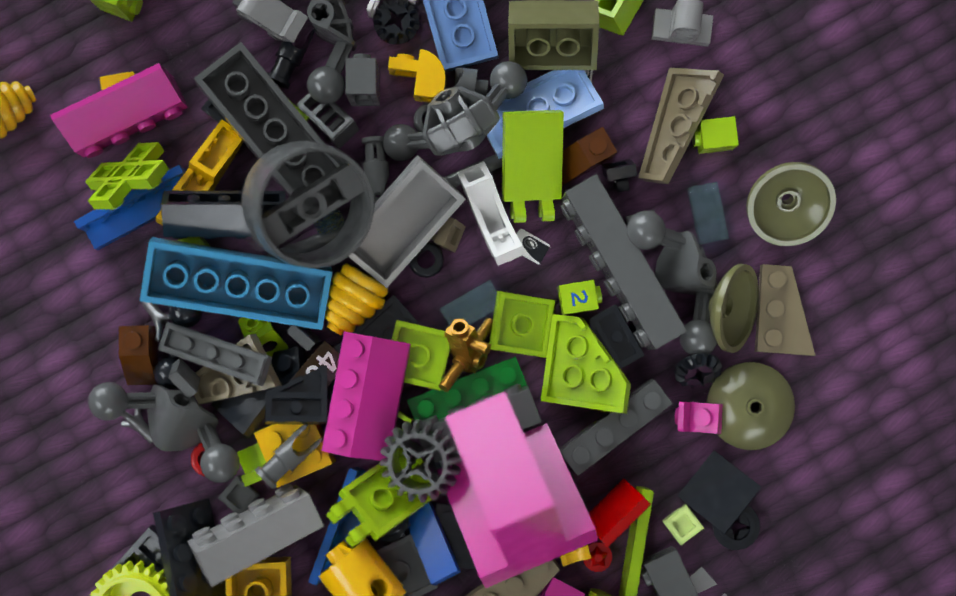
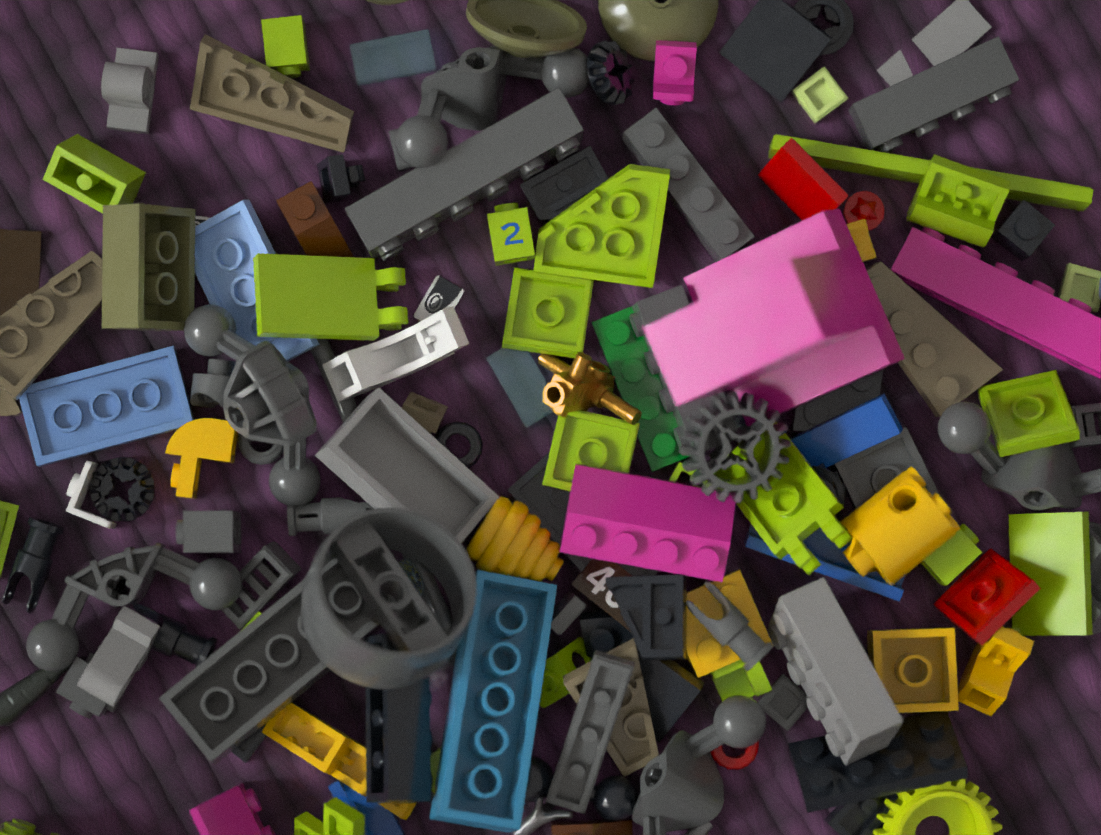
camera: 90 degrees left, 0 degrees up
(184, 378) = (623, 774): dark grey tile -> none

